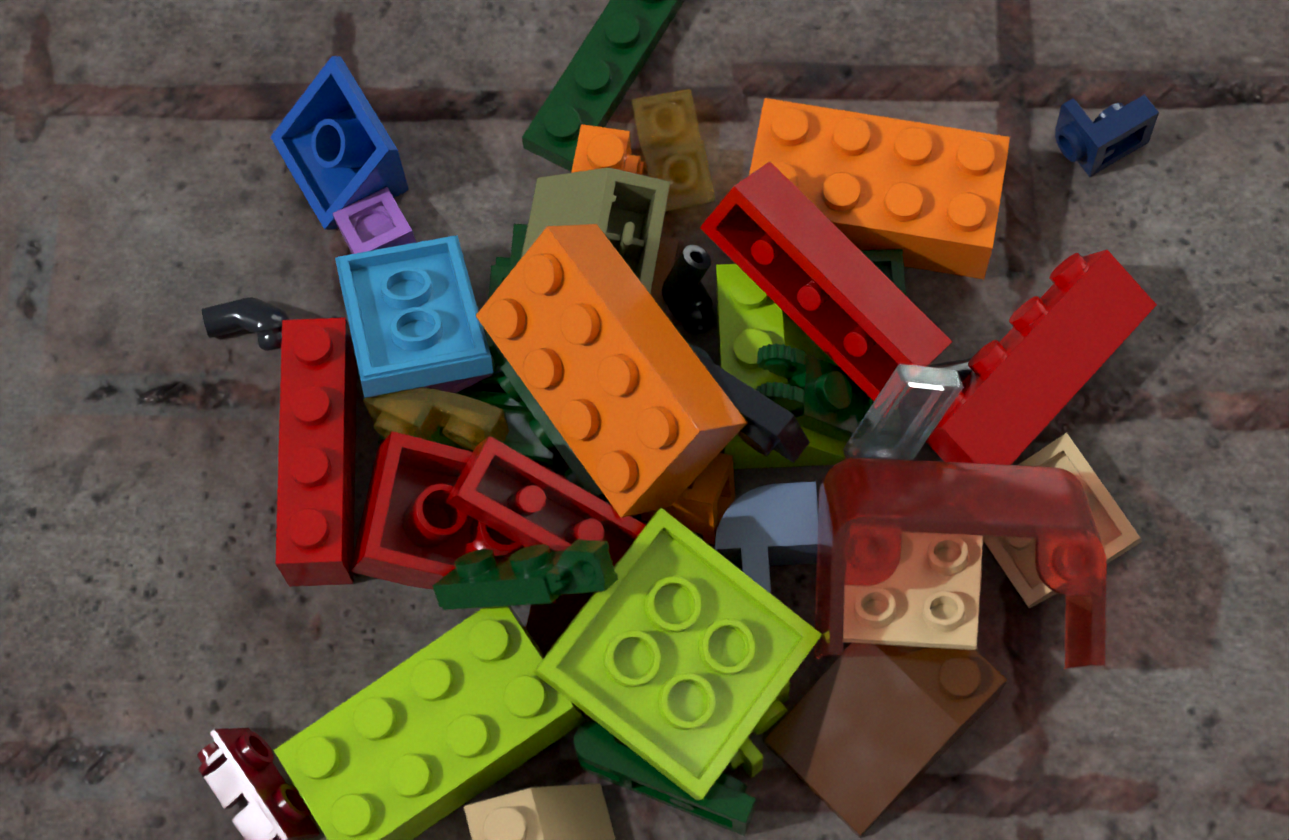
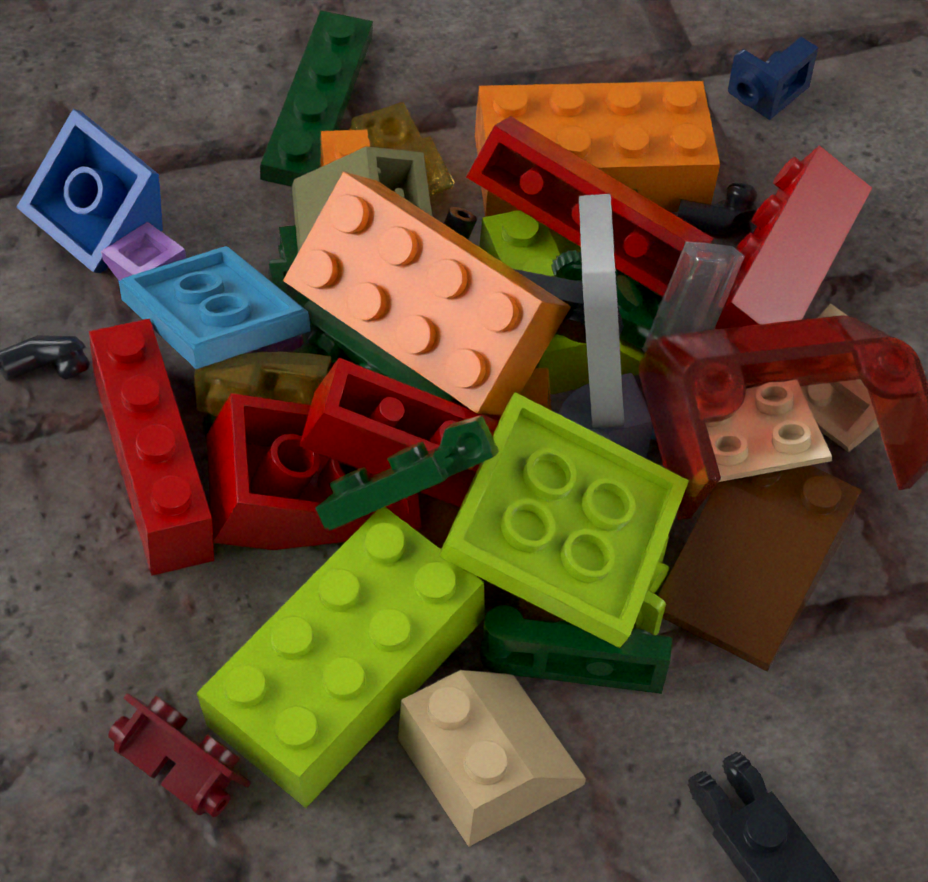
camera: 25 degrees left, 15 degrees down
(768, 424) = (601, 311): none -> light grey beam
(992, 294) = (723, 216): none -> black arm

